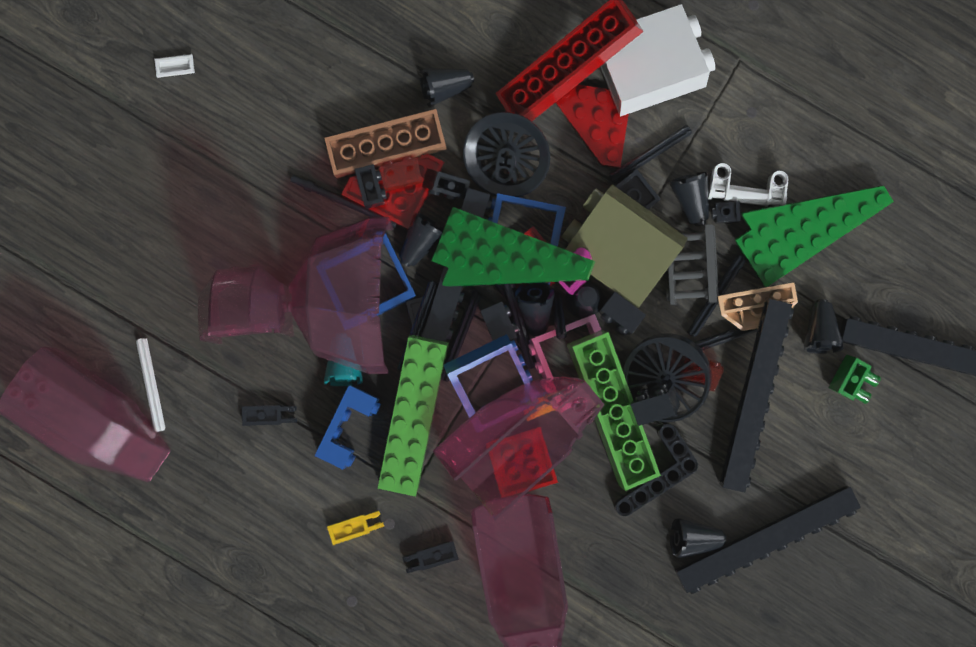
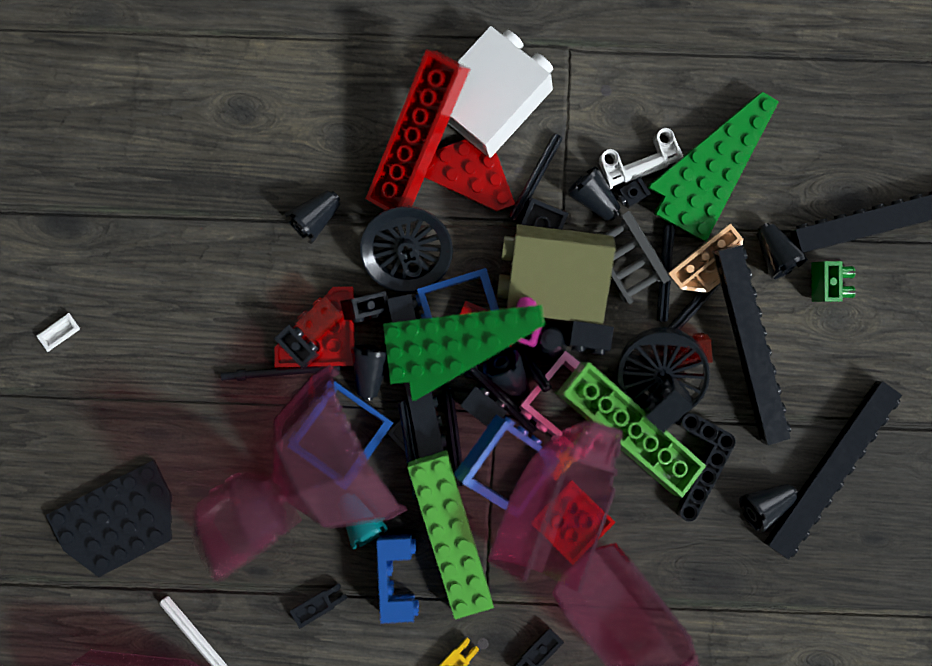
camera: 25 degrees left, 0 degrees up
(137, 251) = (116, 520): none -> black plate
(385, 142) = (289, 298): nougat brick -> none

